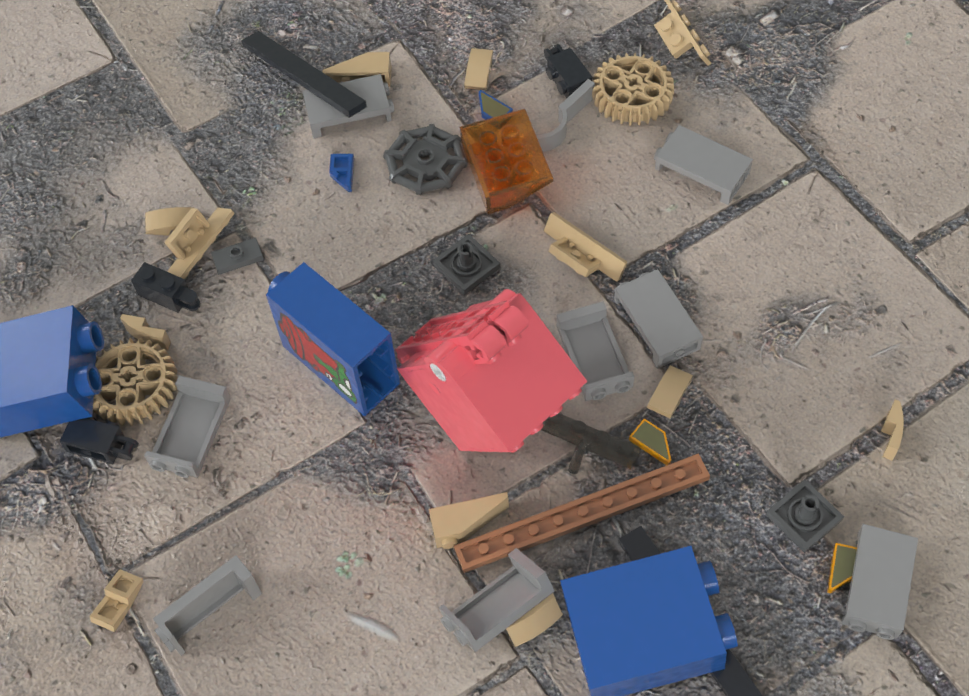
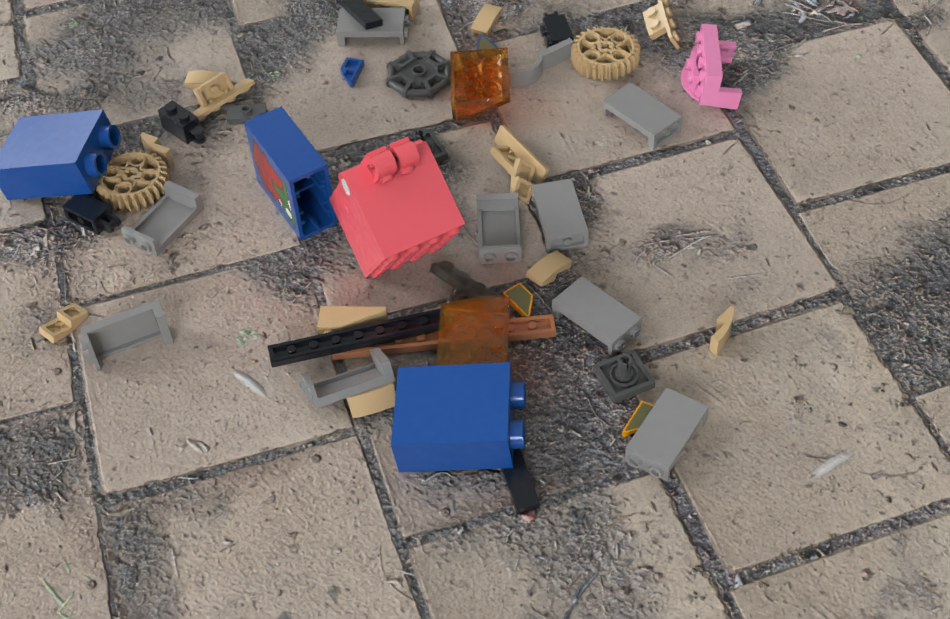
camera: 15 degrees right, 10 degrees down
(485, 540) = (354, 338): none -> black tile
(597, 279) = (521, 179): none -> tan slope
(625, 511) = (474, 331): none -> clear orange slope
(749, 442) = (598, 314): none -> light grey panel
(758, 66) = (709, 56): none -> bright pink piece

